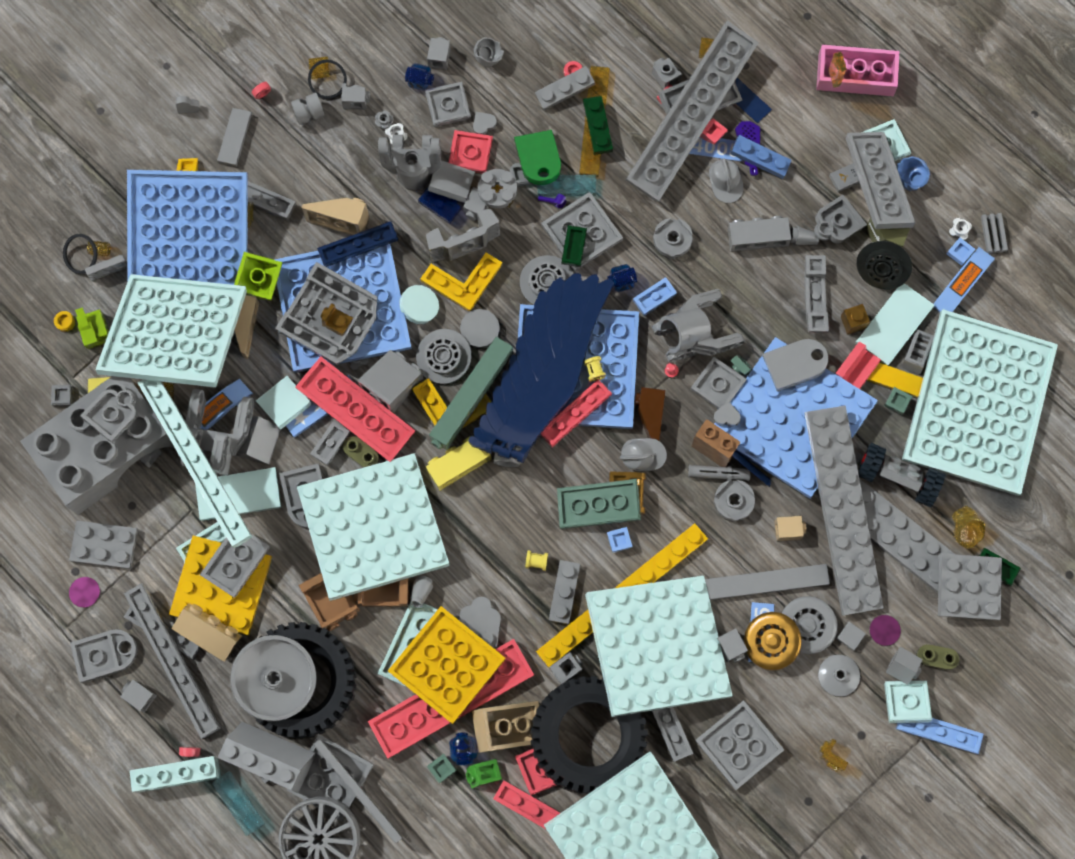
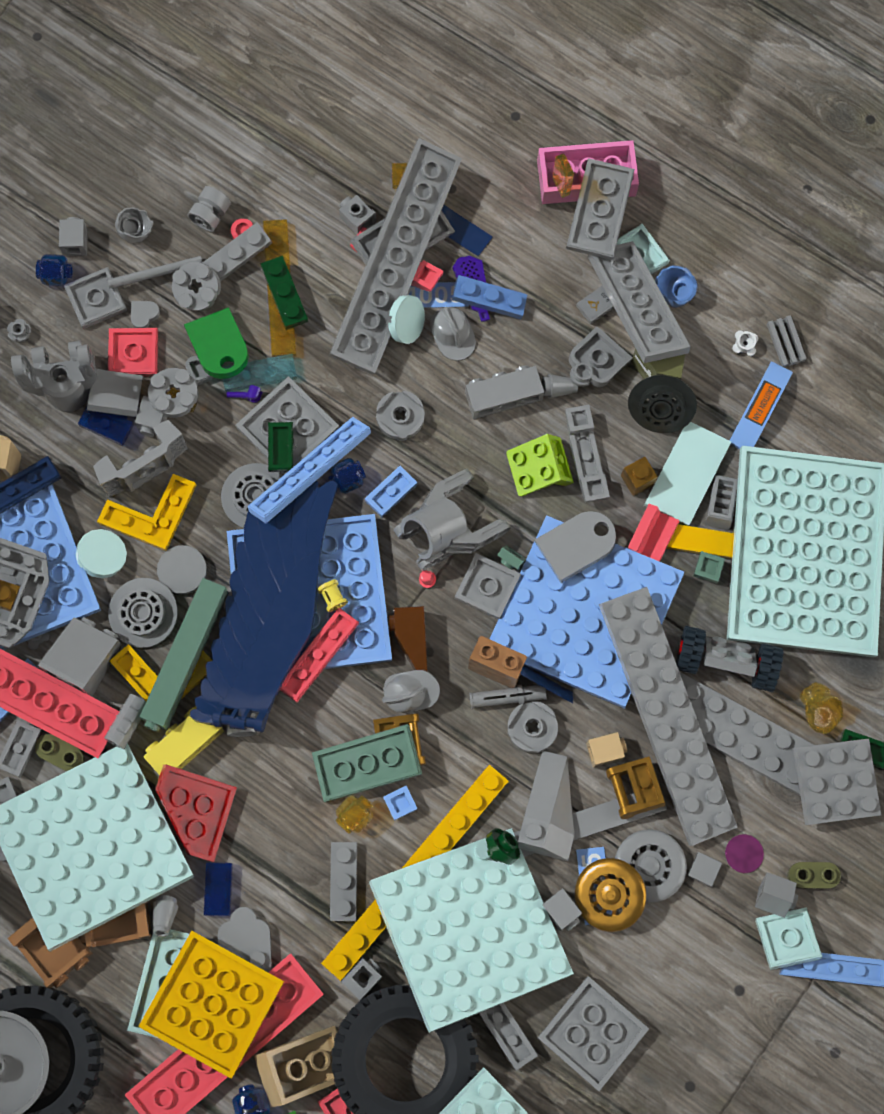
camera: 15 degrees left, 0 degrees up
(395, 128) = (37, 338): white plate -> none
(416, 437) = (125, 722): none -> light grey axle
(459, 514) = (196, 809): none -> red plate
(465, 580) = (218, 889): none -> clear blue plate
(498, 92) = (149, 273): none -> light grey bar
(536, 116) = (184, 279): none -> light grey plate
(536, 560) = (302, 848): light yellow bush -> none
(552, 46) = (210, 206): none -> light grey wheel
(582, 541) = (354, 814): none -> clear yellow head
(593, 267) = (309, 470): none -> light blue tile
(691, 162) = (407, 319): none -> light aqua tile
(694, 586) = (502, 846): none -> dark green plate
(727, 415) = (505, 624): light grey tile -> none
(735, 569) = (548, 816): none -> light grey wedge
(776, 296) = (539, 464): none -> lime bracket
(814, 560) = (643, 784): none -> pearl gold plate
(828, 675) = (685, 921): light grey dish -> none
(833, 761) = (712, 1032): clear yellow bracket -> none
(862, 101) = (600, 209): none -> light grey tile
(960, 251) = (750, 370): light blue plate -> none

